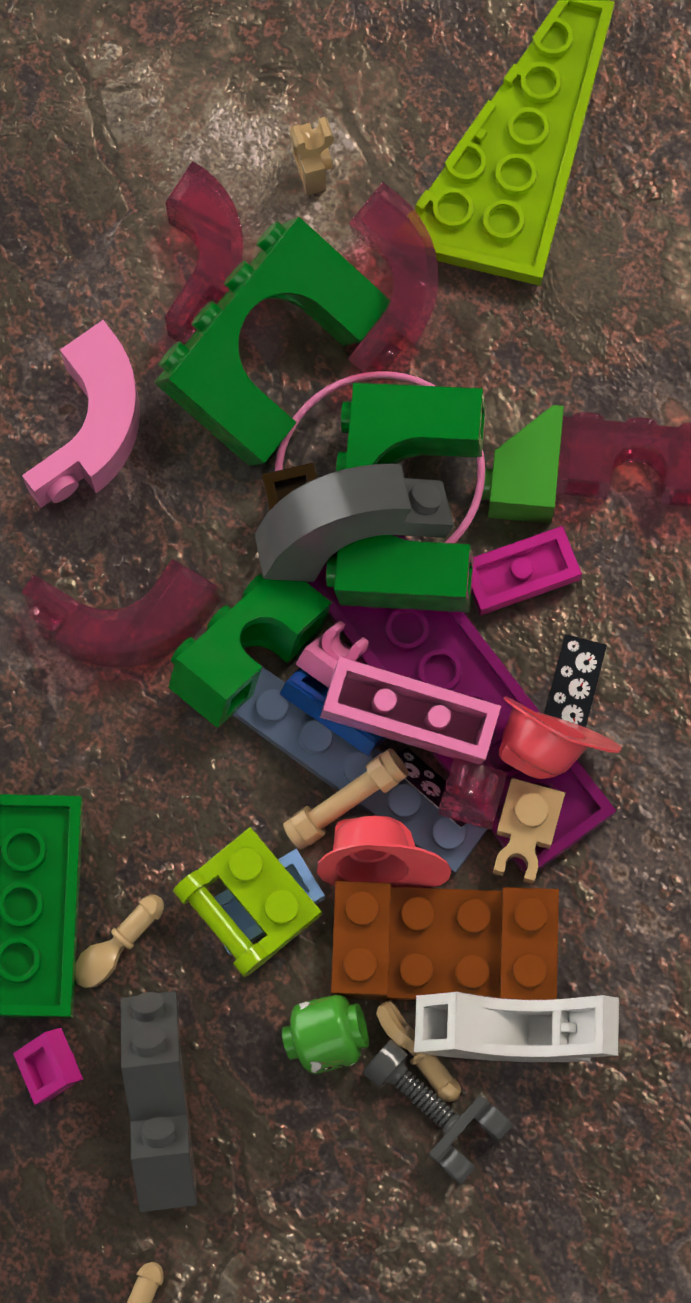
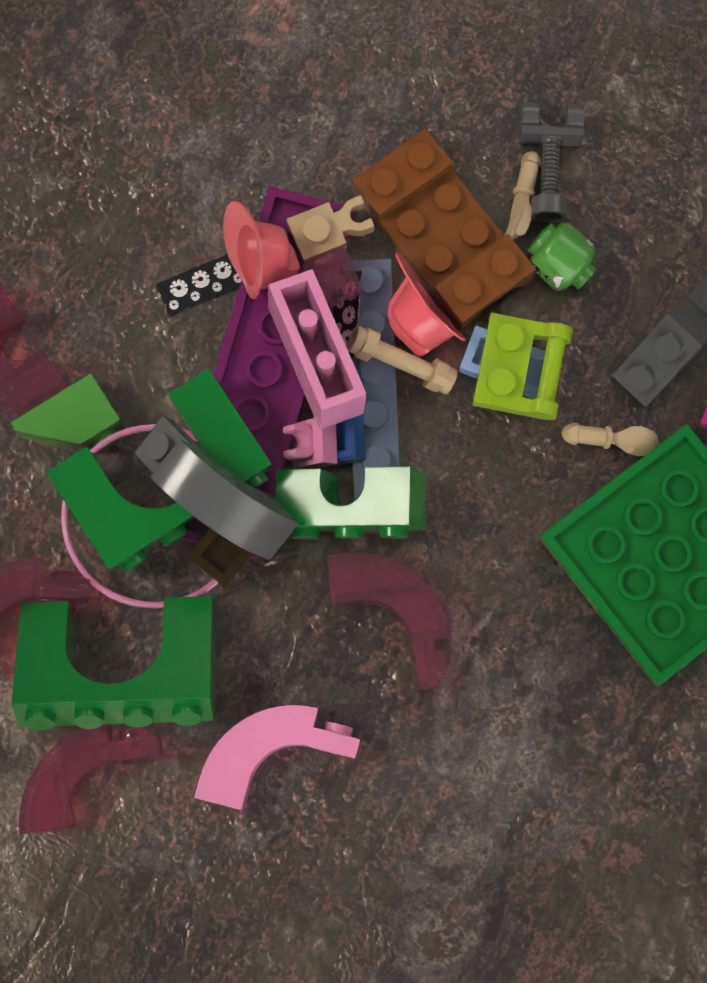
camera: 130 degrees left, 5 degrees up
(516, 1029) = (478, 160): white arch -> none
(523, 570) = (145, 368): dark pink plate -> none

